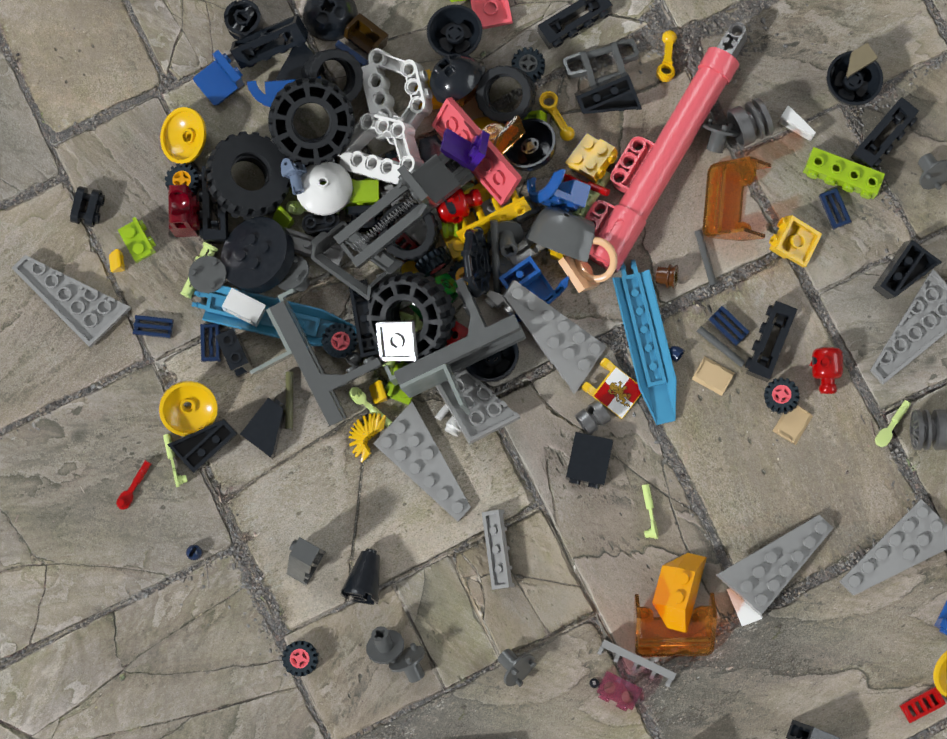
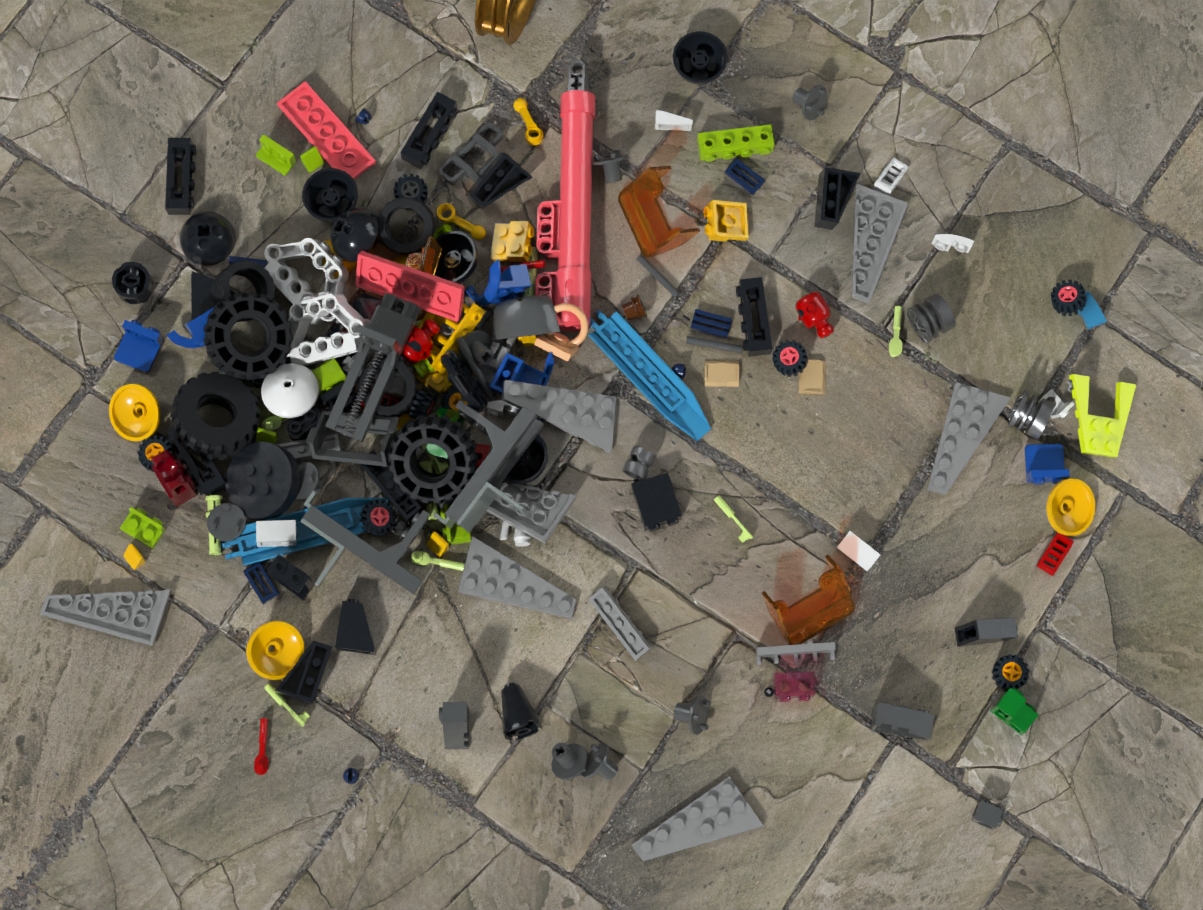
camera: 40 degrees left, 5 degrees down
(92, 215) = (89, 528): black brick -> none
(137, 324) = (199, 589): dark blue tile -> none
(289, 401) = (361, 594): olive bar -> none
(293, 656) = (495, 810): black wheel -> none
(294, 35) = (168, 289): black brick -> none
(294, 173) = (257, 391): sand blue piece -> none
(364, 433) = (445, 587): yellow hair -> none
(365, 34) = (250, 239): dark brown panel -> none
(397, 340) = (433, 485): tile -> none
(466, 153) = (404, 290): dark purple bracket -> none
(616, 391) = (645, 430): flag -> none
(678, 590) = (796, 571): light orange wedge -> none
(751, 121) = (632, 139): flat silver wheel -> none
(769, 569) = (863, 510): light grey wing -> none
(860, 59) = (696, 37): dark tan tile -> none
(905, 112) = (757, 64): black brick -> none

